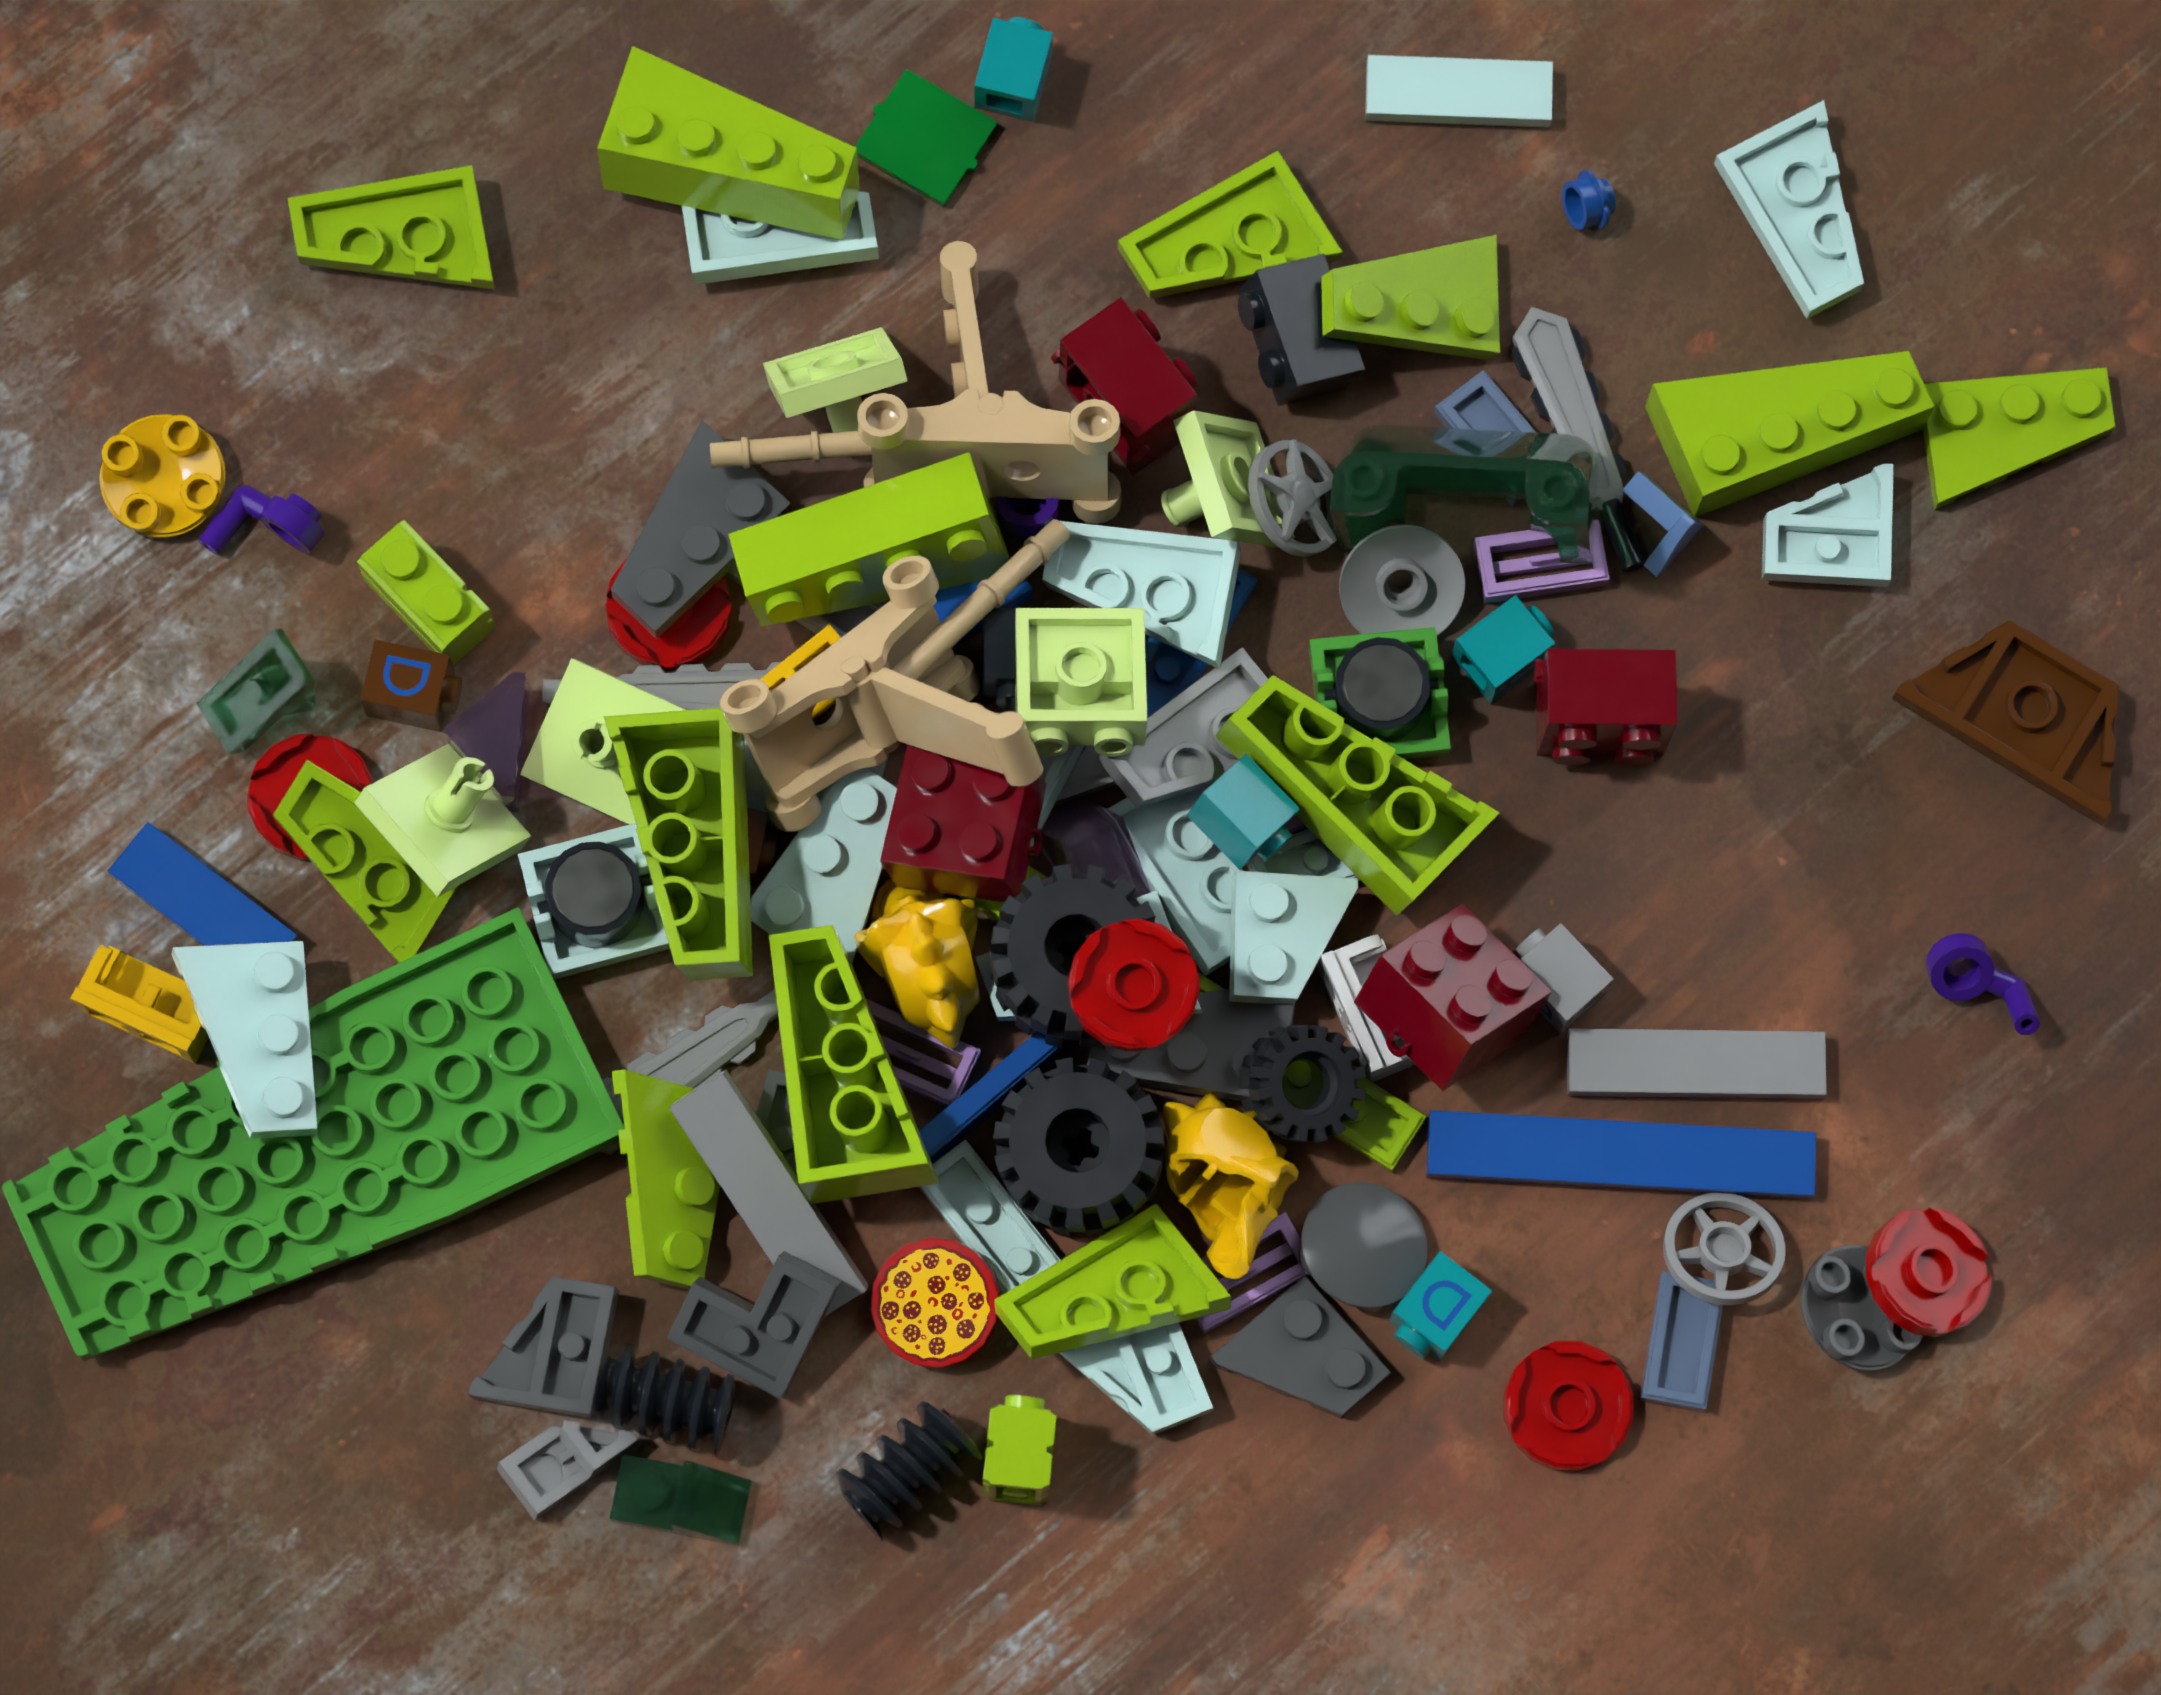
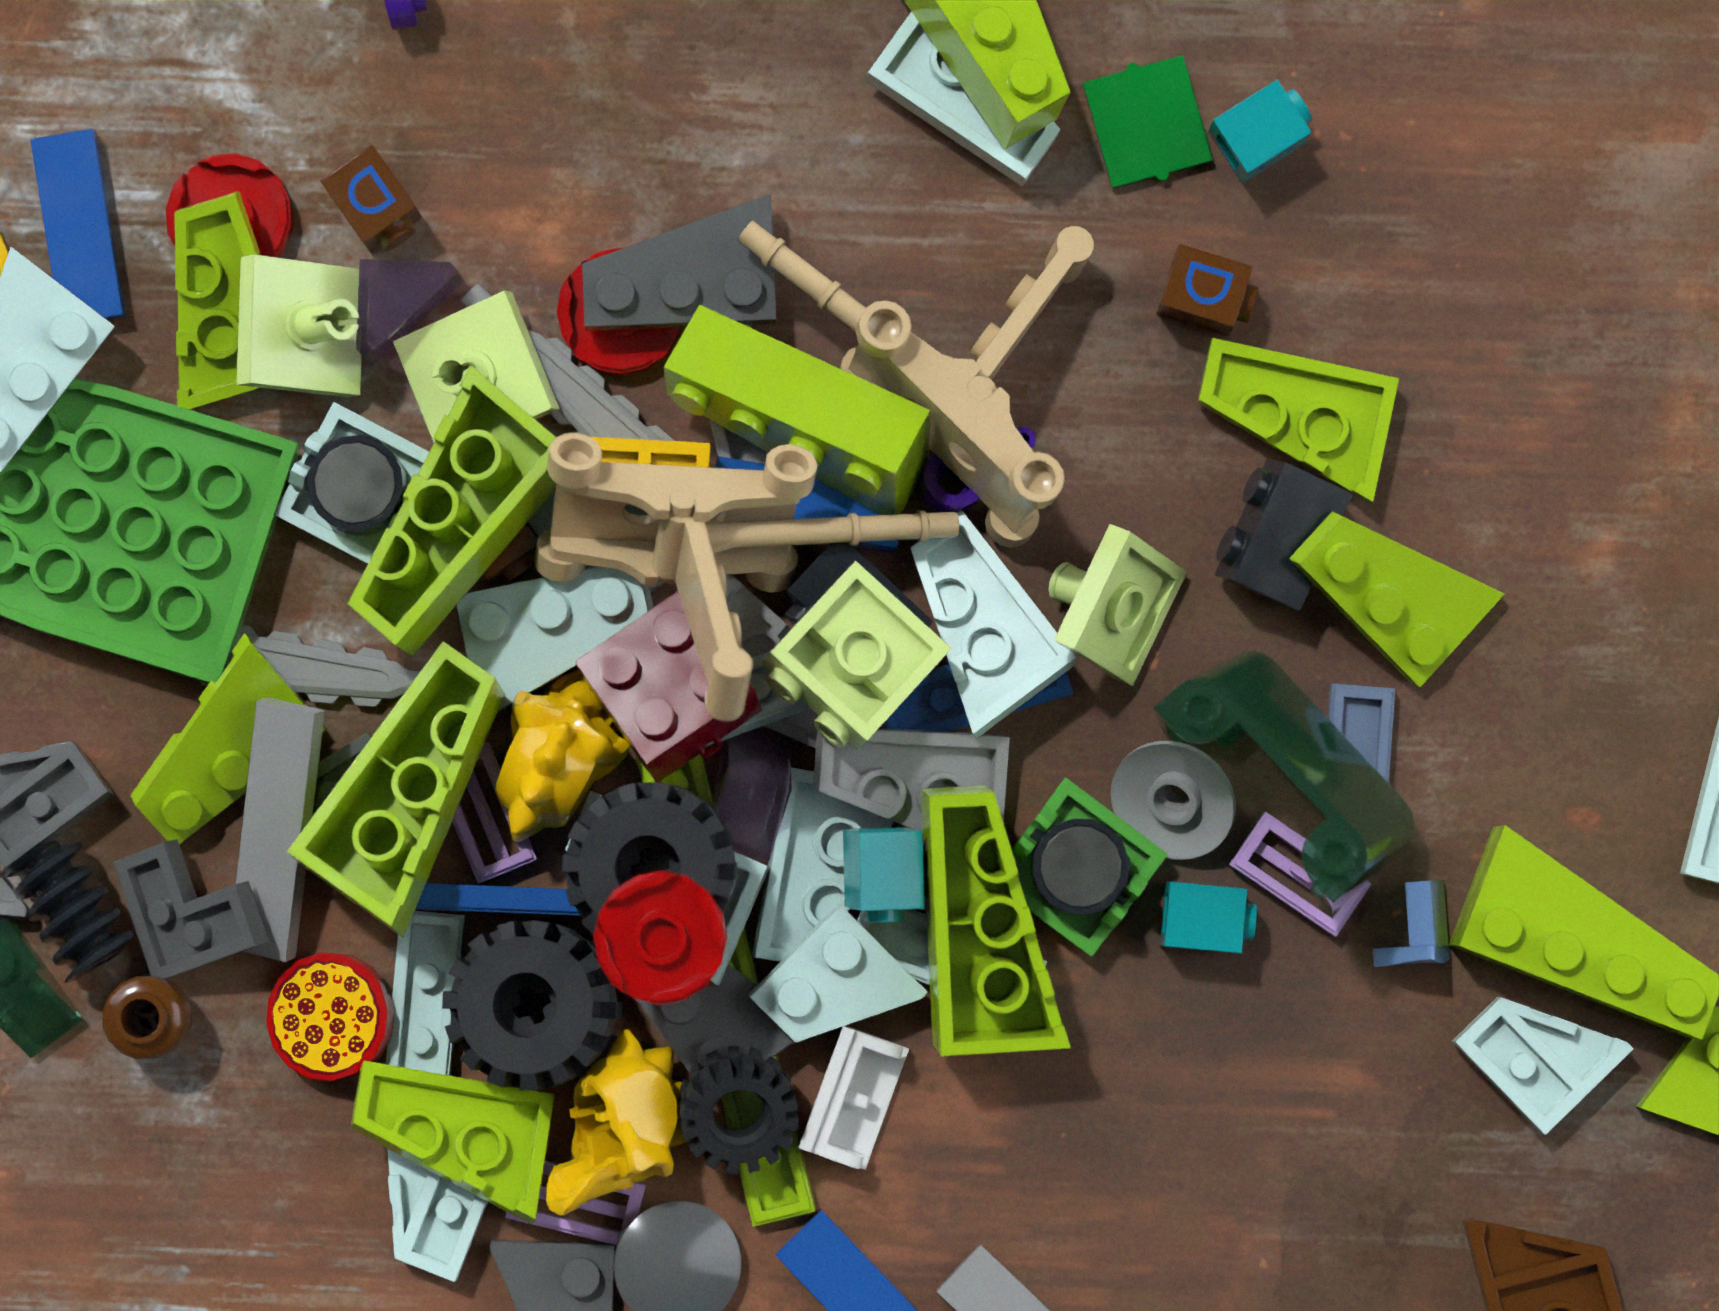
camera: 45 degrees right, 10 degrees up
(258, 693) = (253, 106): clear green slope -> none
(425, 593) = (446, 141): lime brick -> none
(801, 1400) = (125, 1014): none -> reddish brown head
(836, 377) = (898, 251): yellowish green tile -> none
(906, 1467) = (194, 1121): black piece -> none
(1019, 1451) = (278, 1188): lime brick -> none
(1082, 212) = (1207, 290): none -> reddish brown brick
(1120, 362) = (1110, 459): dark red brick -> none
(1293, 497) = (1155, 657): light grey wheel -> none
(1452, 997) = (907, 1149): dark red brick -> none
(1459, 91) = (1585, 455): light aqua tile -> none
(1566, 396) = (1439, 765): light grey sword -> none
(1567, 971) = (1009, 1200): light grey brick -> none
(1588, 201) = (1599, 632): blue plate -> none
(1605, 704) = (1235, 1035): dark red brick -> none

